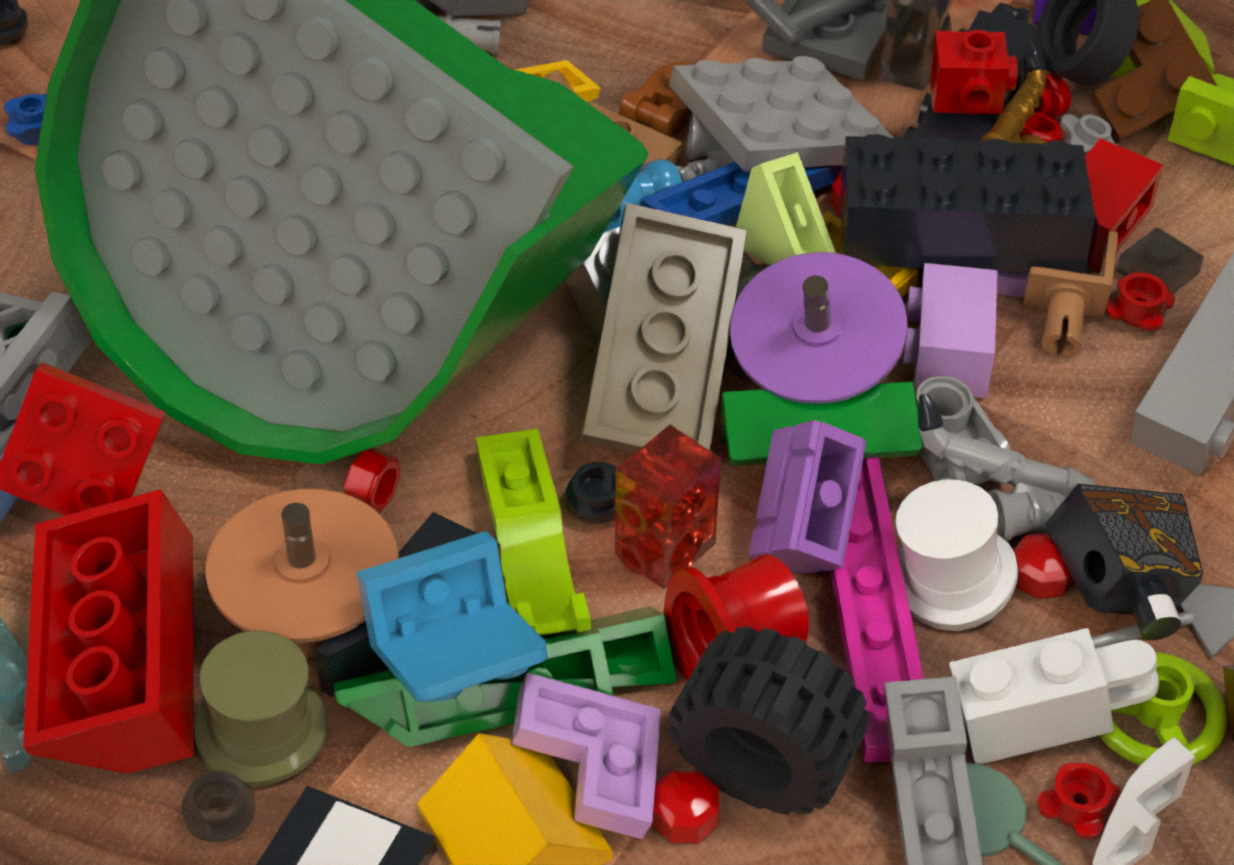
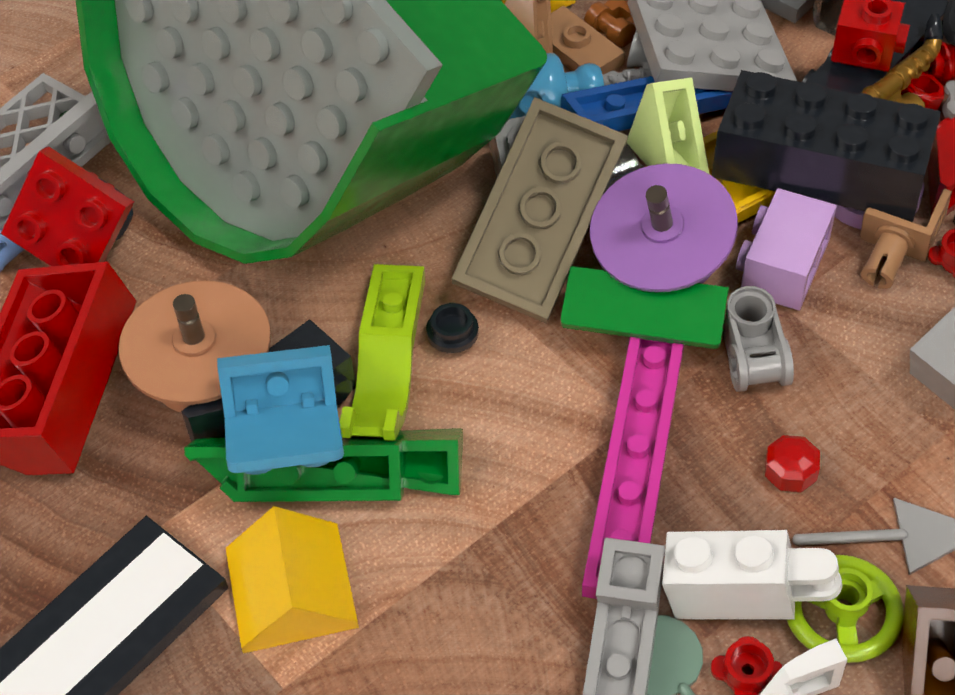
camera: 20 degrees right, 5 degrees up
(213, 791) = (73, 505): clear smoke plate -> none
(258, 709) = (129, 448): olive piece -> none
(372, 478) = (282, 283): red tile -> none
(609, 739) = (379, 527): lavender plate -> none
(666, 505) = (489, 351): clear red brick -> none
(685, 806) = (426, 599): red tile -> none
(751, 595) = (513, 456): red piece -> none
(769, 720) = (501, 547): black tyre -> none
(808, 496) = (605, 368): medium lavender brick -> none
(952, 557) = (711, 443): white piece -> none
(1036, 485) = (808, 404): light grey piece -> none
(1129, 553) = (862, 470): black torso -> none

